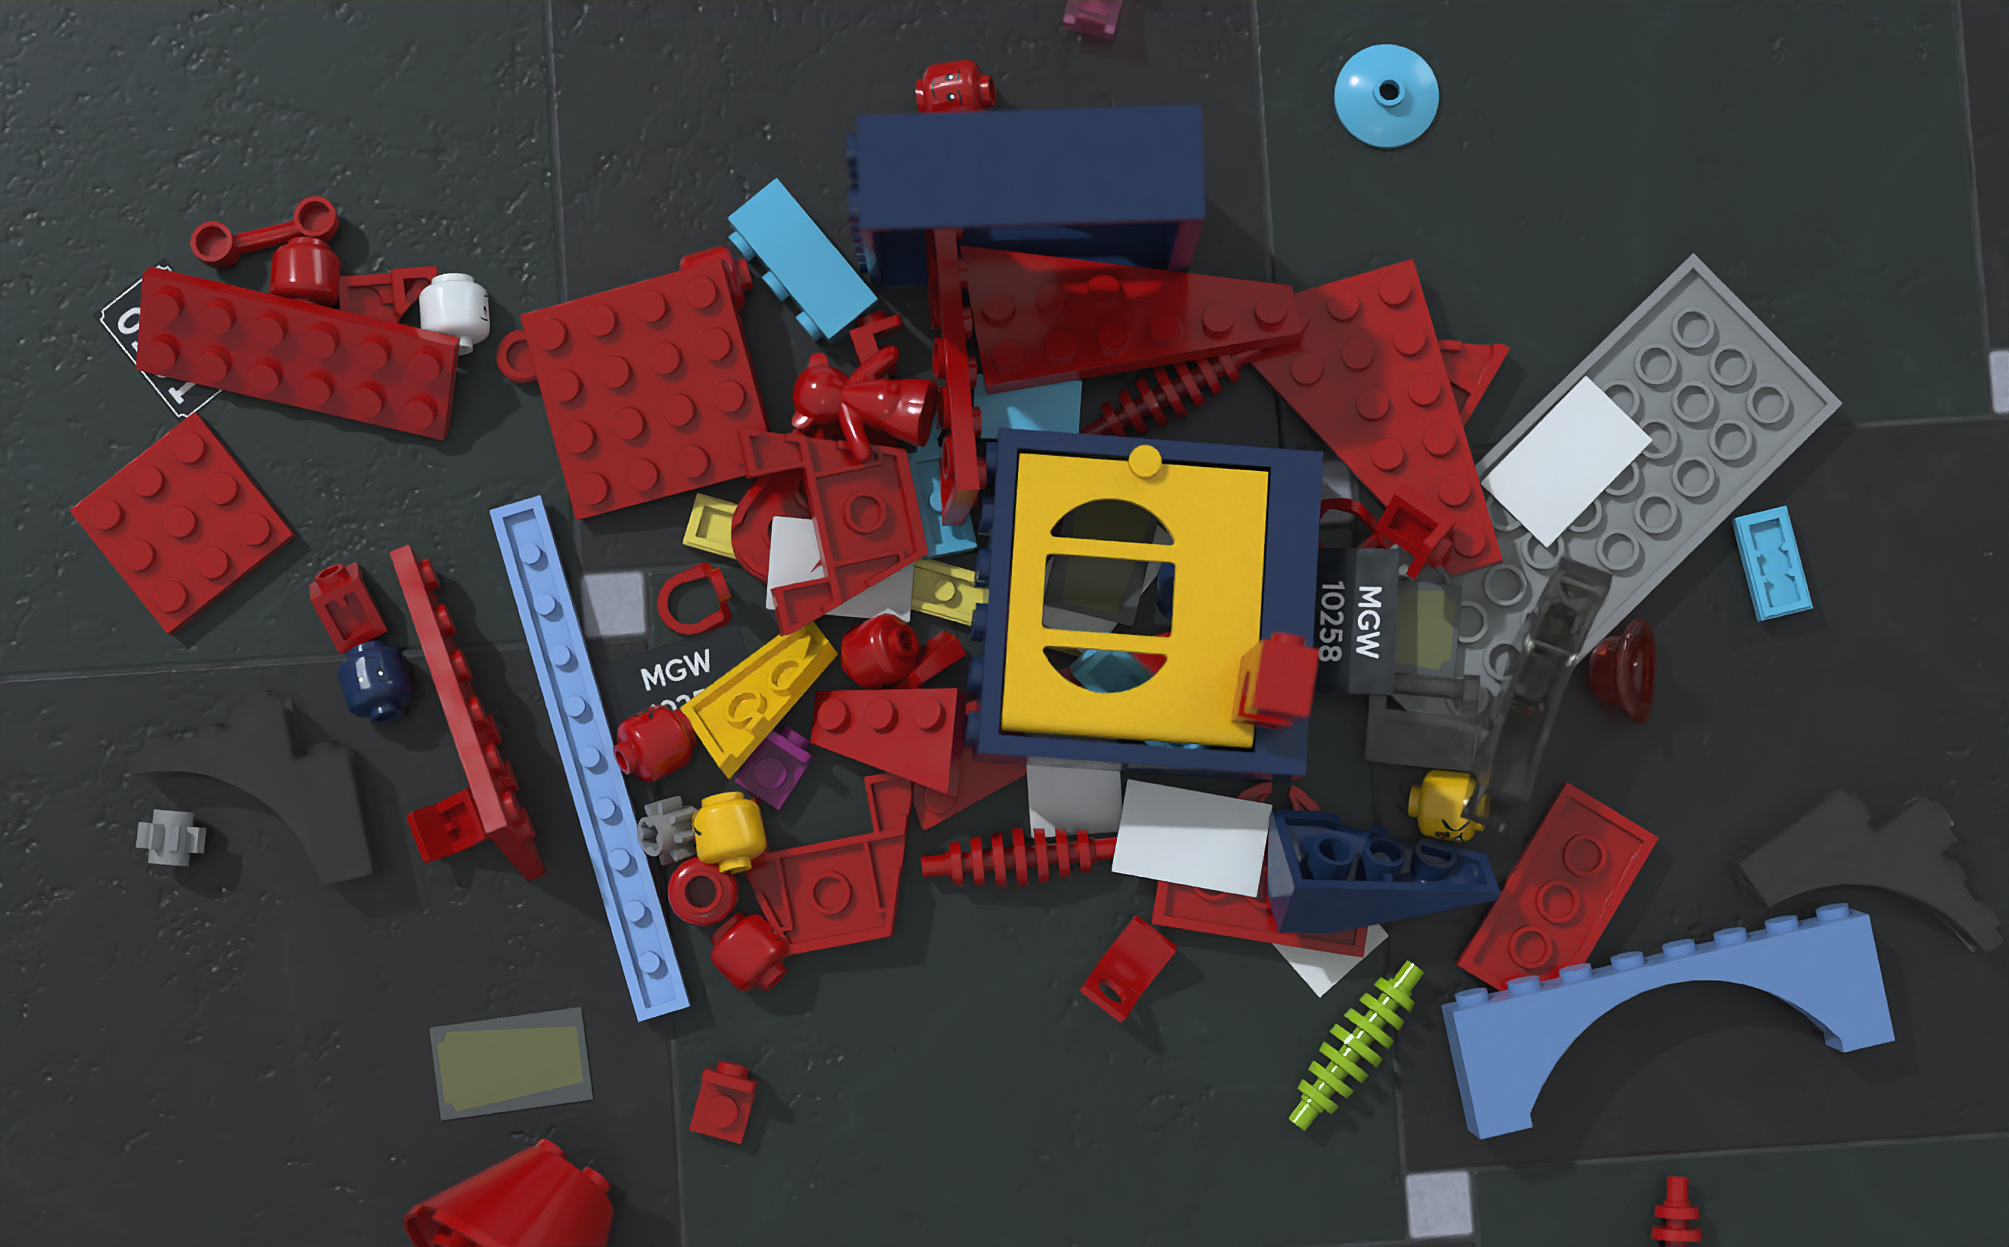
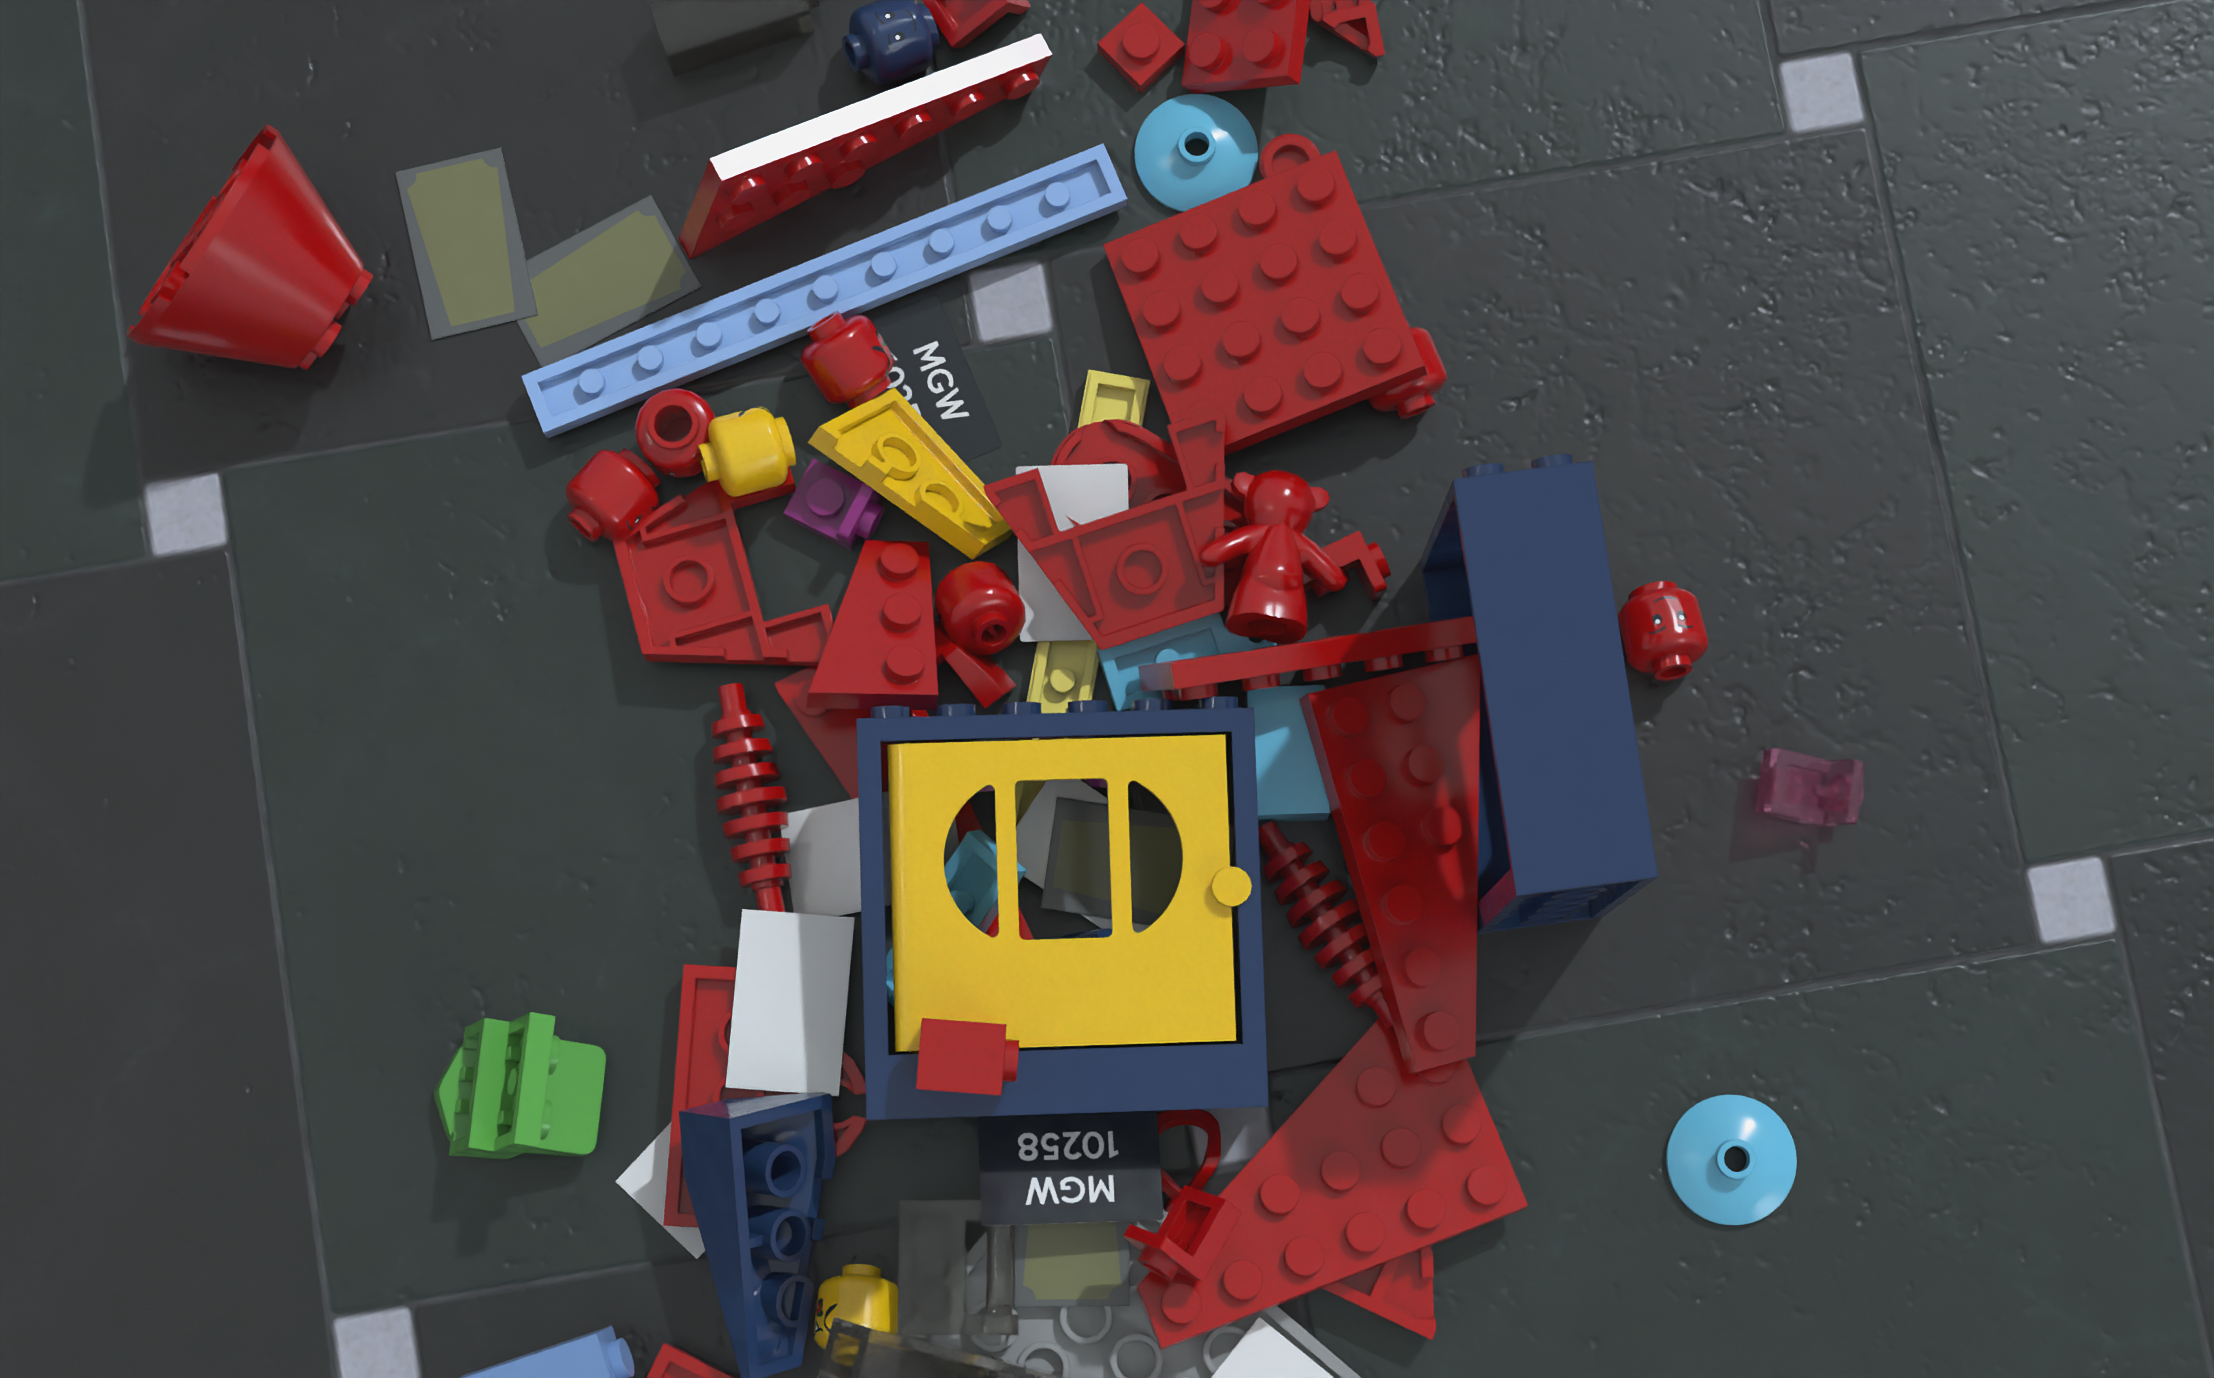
camera: 90 degrees right, 5 degrees down
(404, 471) = (1141, 47): none -> red plate
(447, 826) = (723, 124): red bracket -> none
(456, 308) = (1334, 80): white head -> none
(517, 457) = (1187, 180): none -> medium azure dish
(558, 947) = (604, 281): none -> olive sticker
(667, 830) = (746, 384): light grey gear -> none
(715, 620) = (1033, 413): red piece -> none
(724, 1102) = (437, 487): red bracket -> none
(801, 264) = (1405, 499): medium azure brick -> none
(1128, 967) = (629, 941): red bracket -> none
(1243, 1068) = (521, 1091): none -> bright green piece
(1356, 1045) = (557, 1228): lime piece -> none

